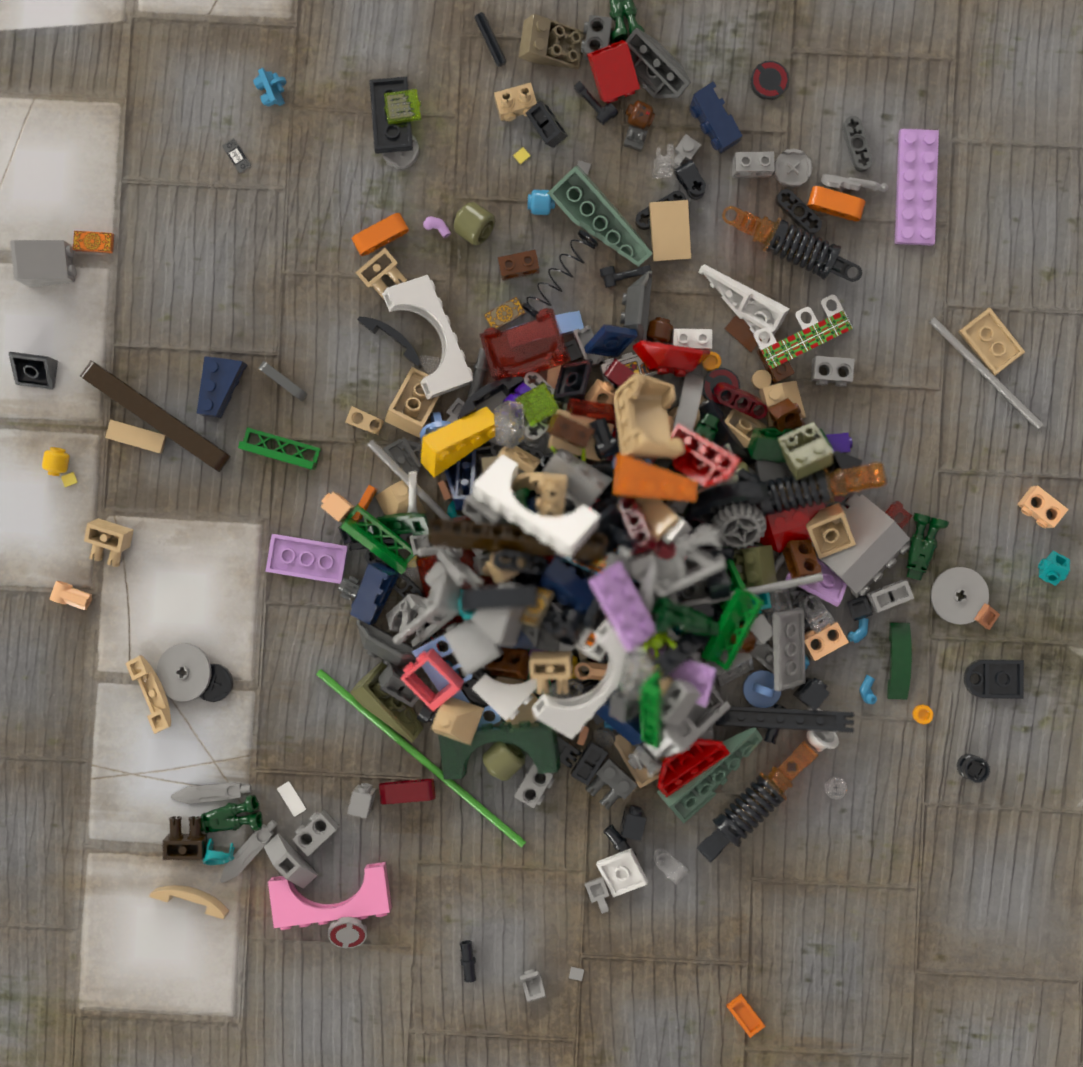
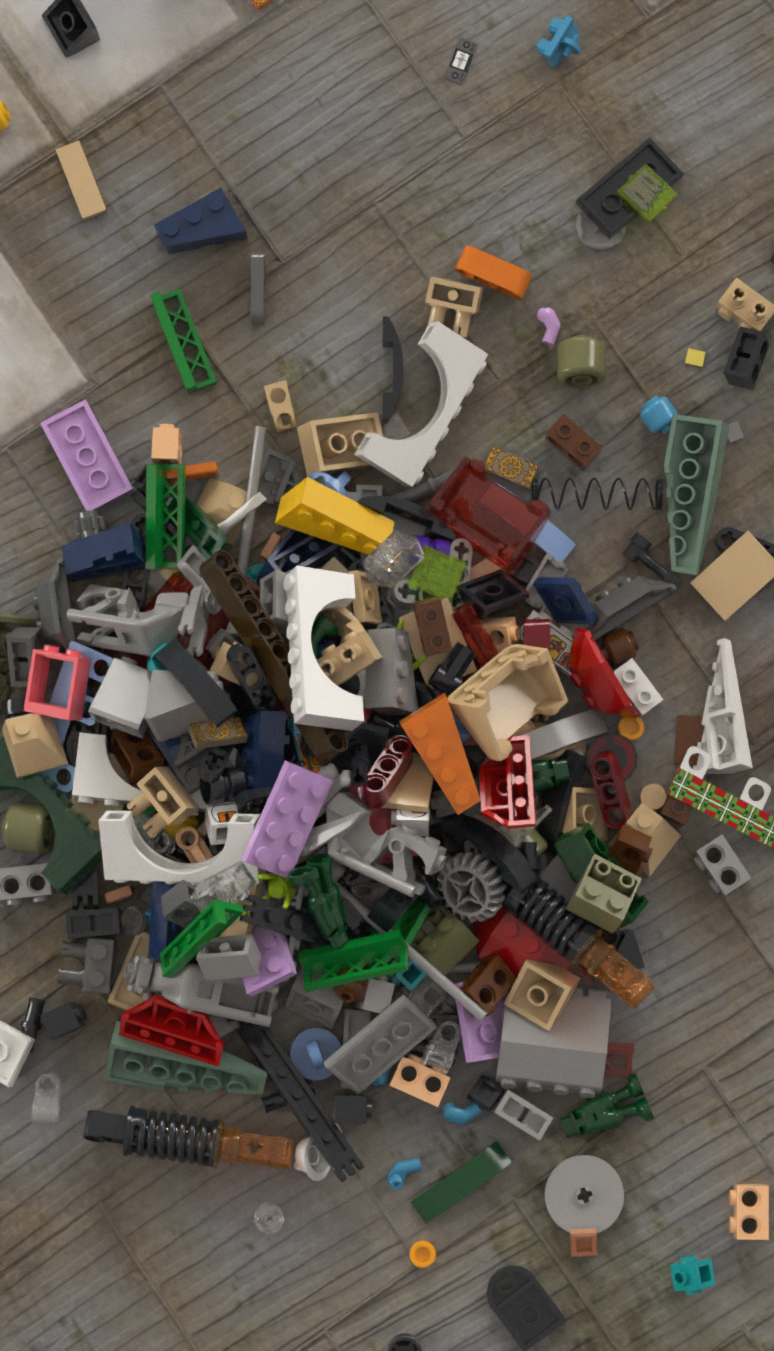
camera: 55 degrees right, 5 degrees down
(155, 416) = (118, 184): dark brown beam -> none
(840, 442) = (647, 931): dark purple brick -> none

